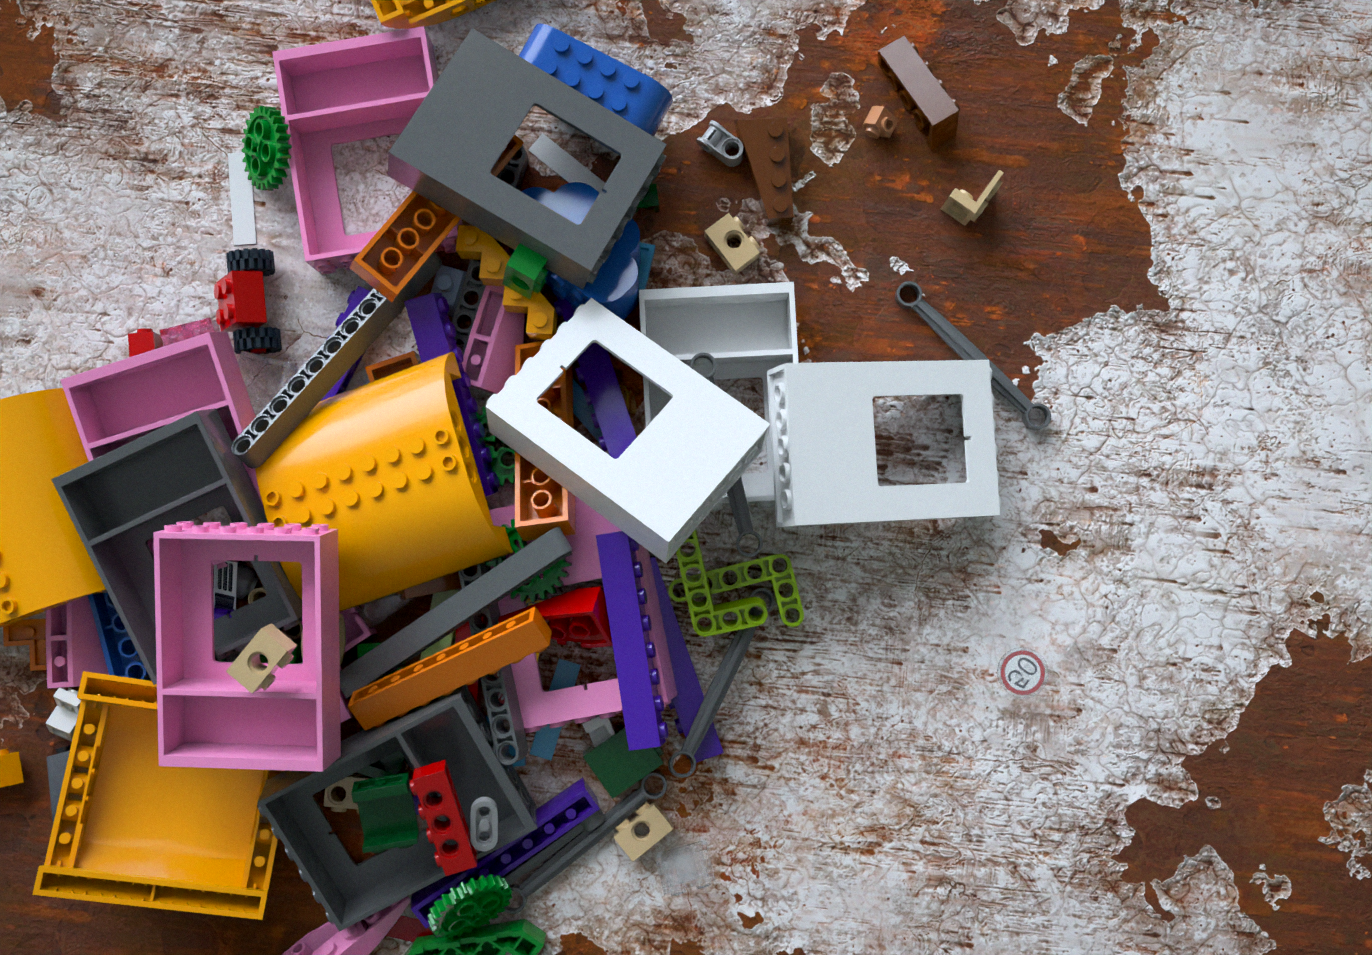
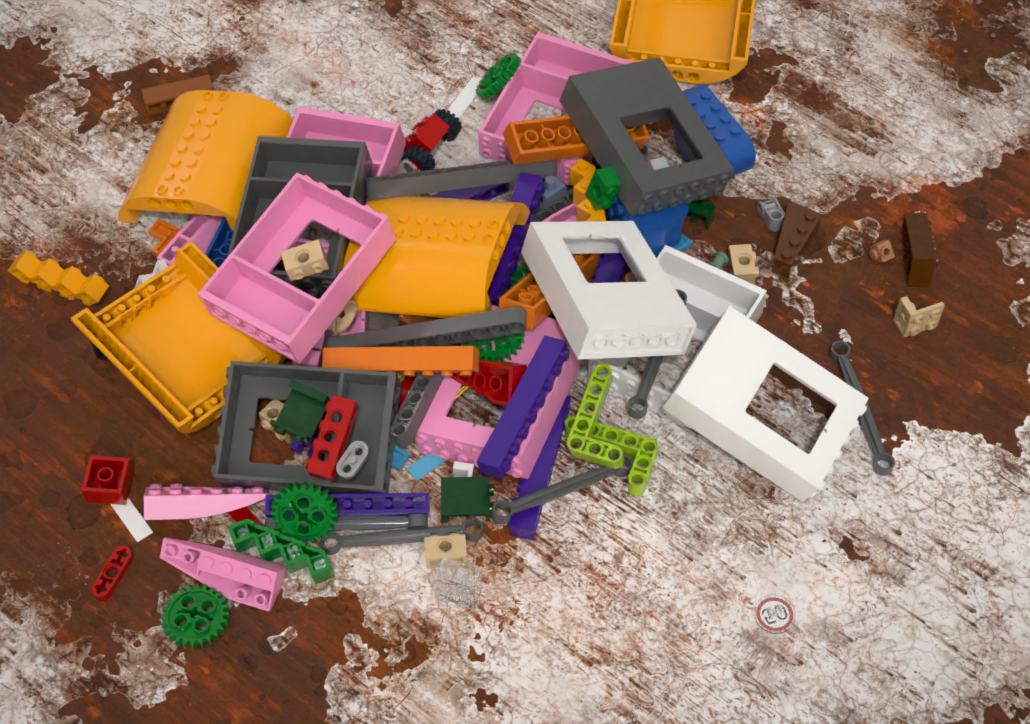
camera: 35 degrees right, 30 degrees down
(702, 259) = (720, 259): none -> sand green bush

